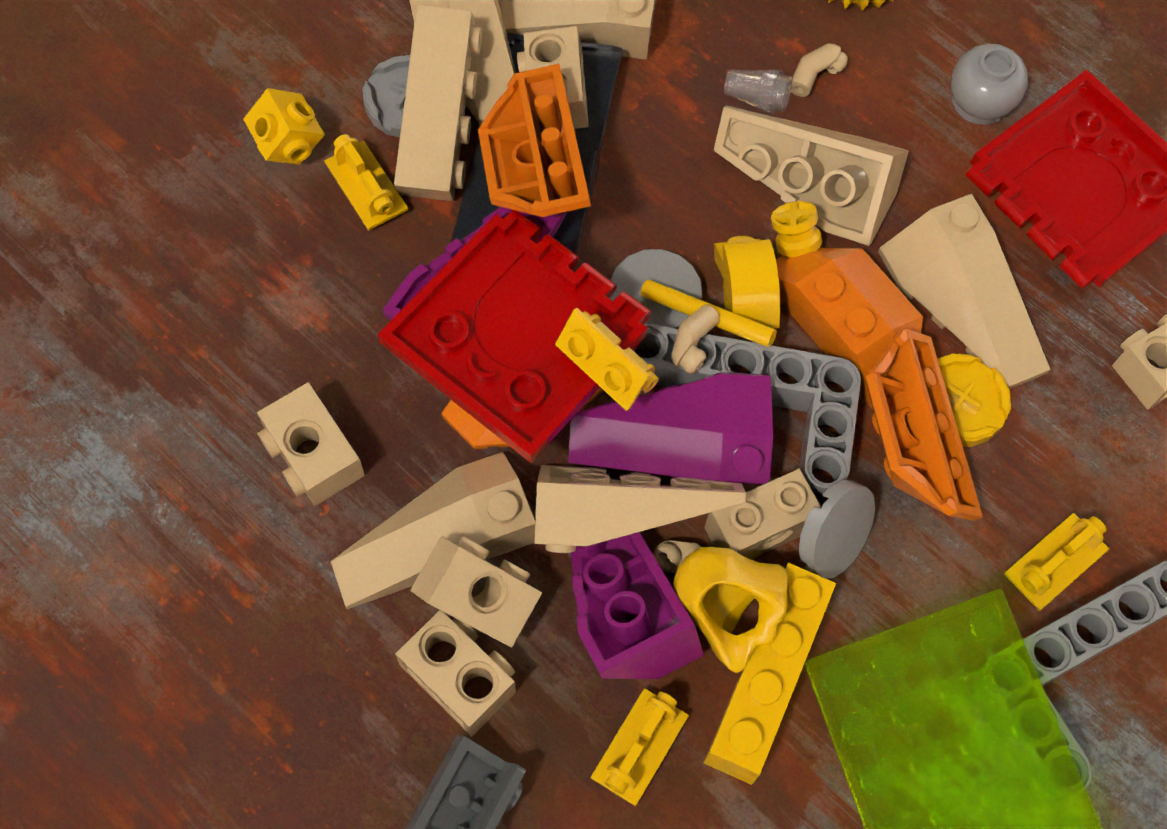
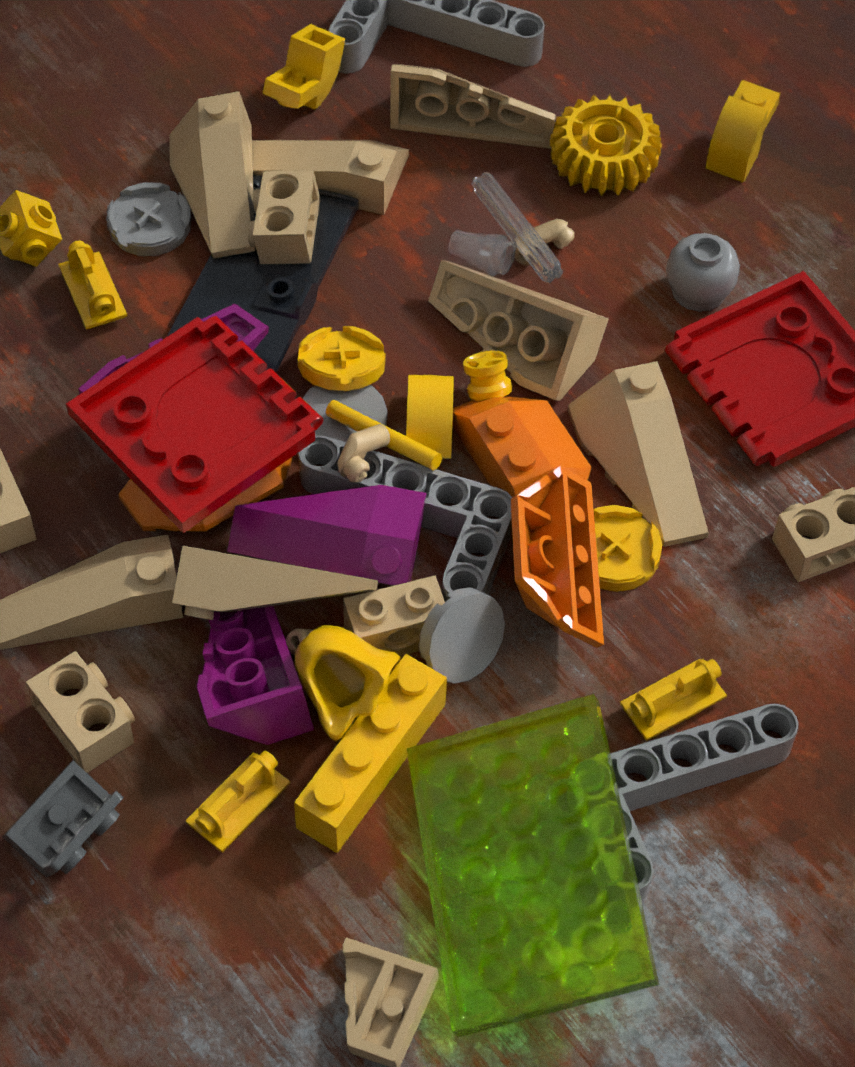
camera: 10 degrees right, 10 degrees down
(436, 103) = (169, 224): tan brick -> none
(449, 582) = (84, 630): tan brick -> none
(533, 147) = (248, 265): orange wedge -> none
(598, 354) = (265, 448): yellow hinge -> none
(641, 229) = (341, 358): none -> yellow tile
(792, 59) = (517, 227): none -> clear axle

